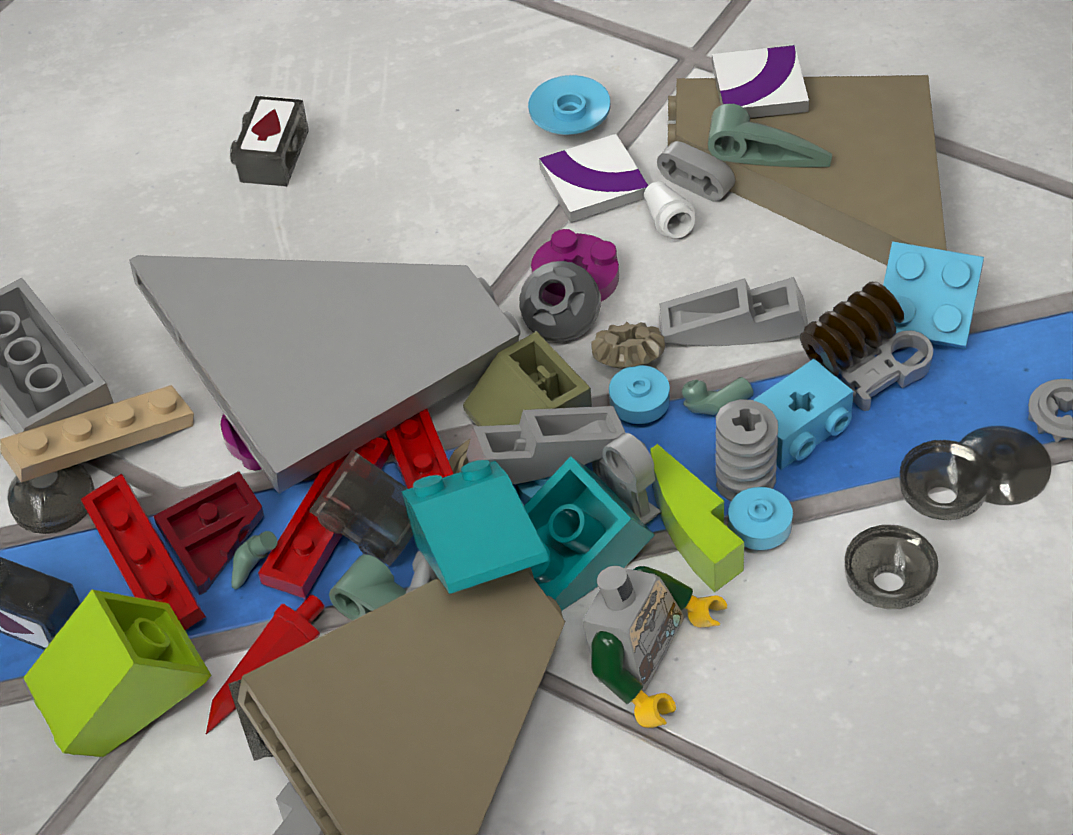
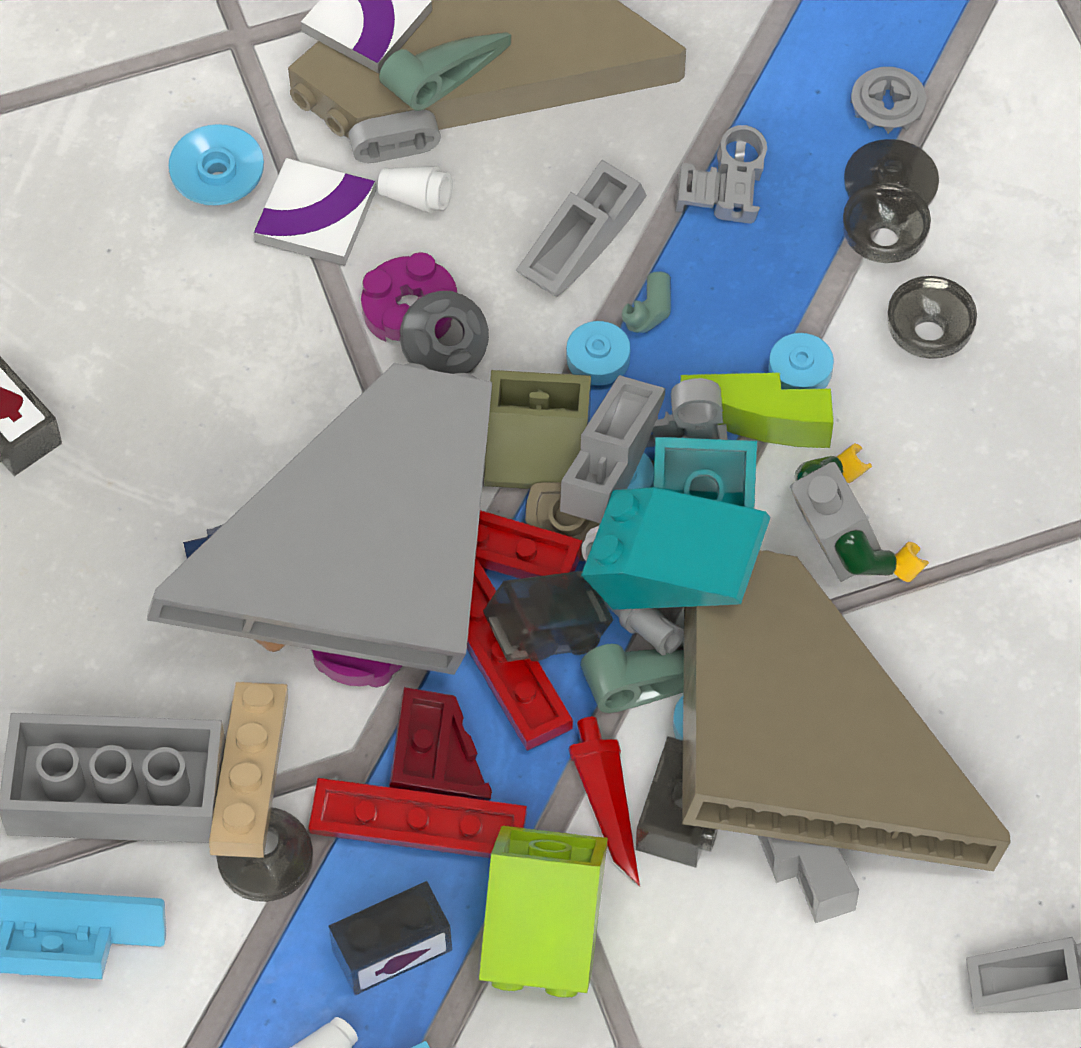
camera: 55 degrees left, 10 degrees up
(249, 555) = (490, 736): sand green animal -> none
(628, 345) = (526, 337): dark tan gear -> none
(745, 447) = (745, 323): light grey piece -> none
(808, 410) = (729, 265): medium azure brick -> none
(851, 326) = (700, 163): dark brown piece -> none
(934, 291) = (702, 90): medium azure plate -> none

